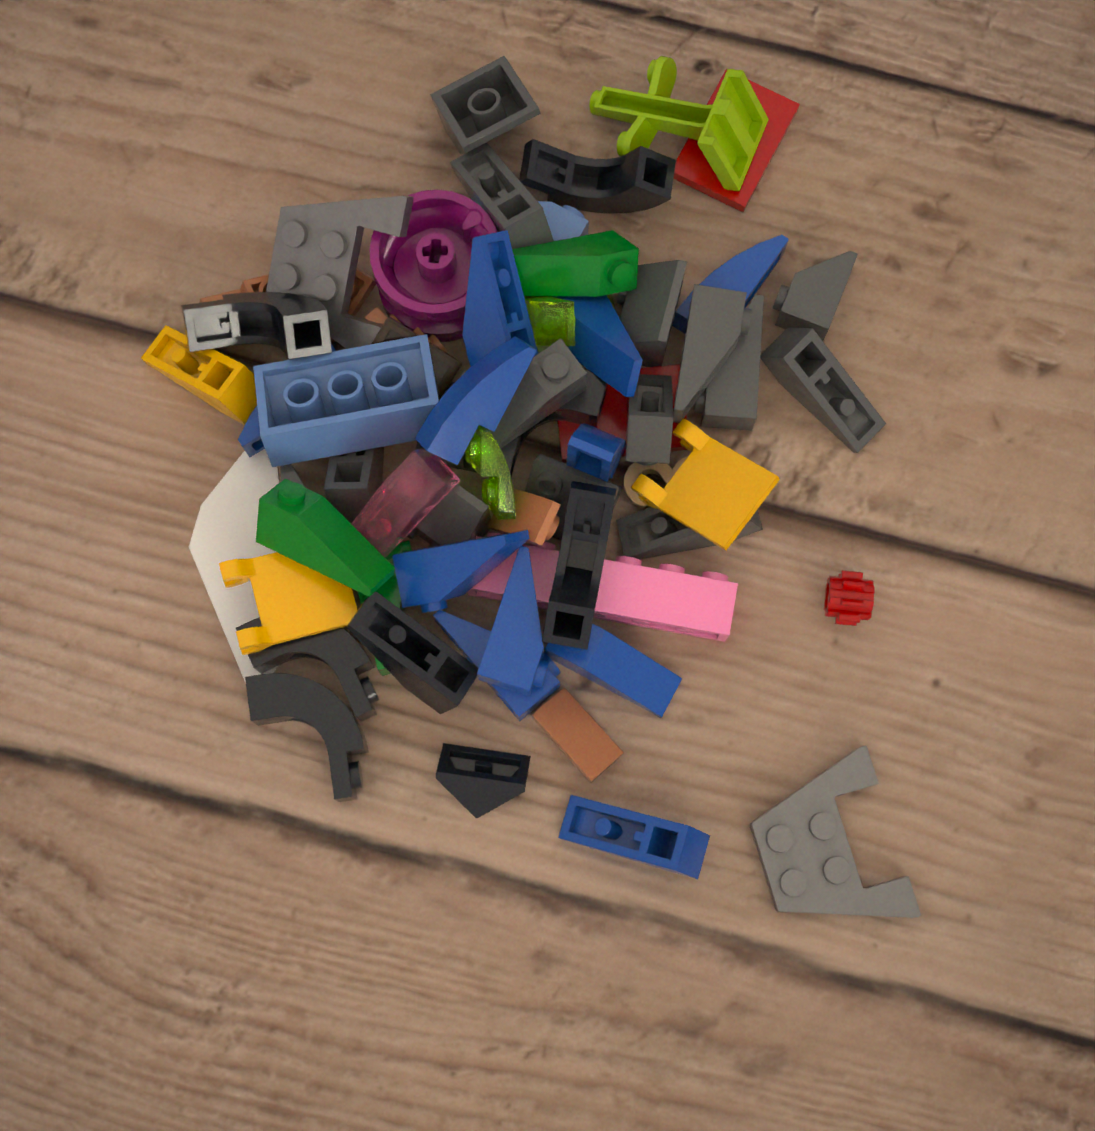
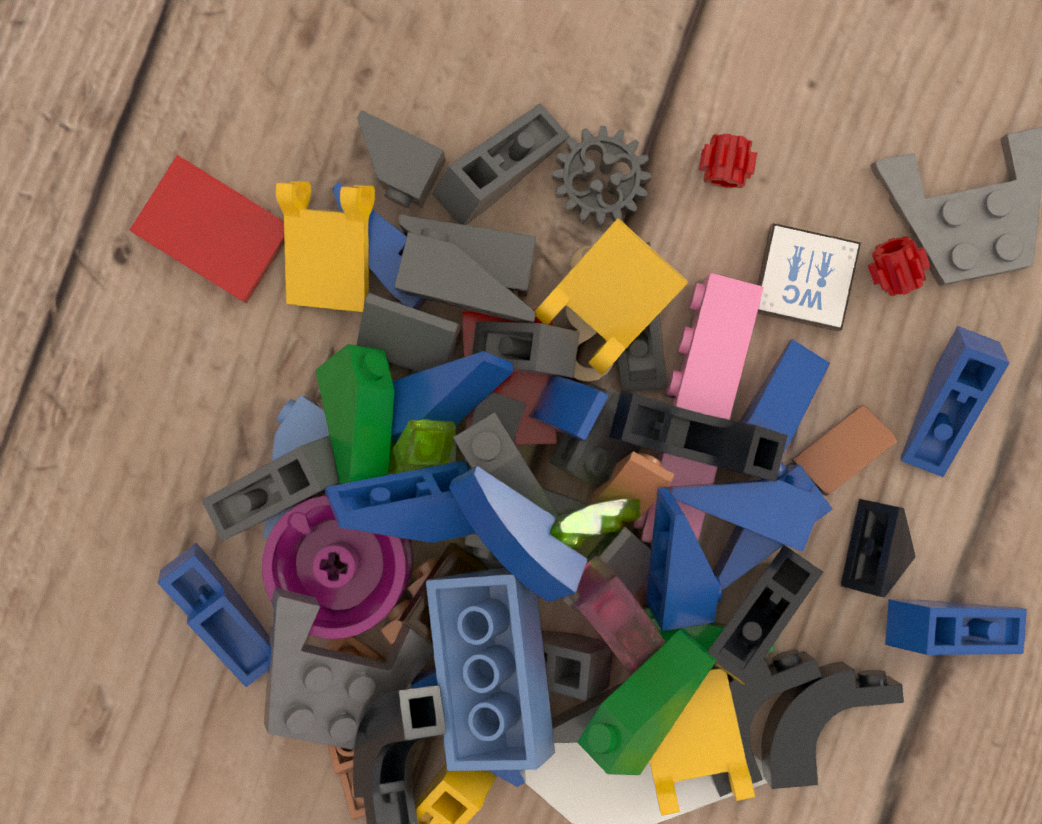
camera: 90 degrees left, 10 degrees up
(387, 166) = (217, 614): none -> blue slope
(409, 857) = (954, 627): none -> blue slope
(484, 105) = (159, 498): dark grey slope -> none
(599, 185) = (254, 379): black arch -> none
(725, 130) = (208, 236): lime piece -> none
(730, 233) = (326, 248): none -> yellow flag
(744, 687) = (807, 276): none -> white tile
(763, 771) = (899, 266): none -> red gear
(798, 473) = (578, 166): none -> dark grey gear

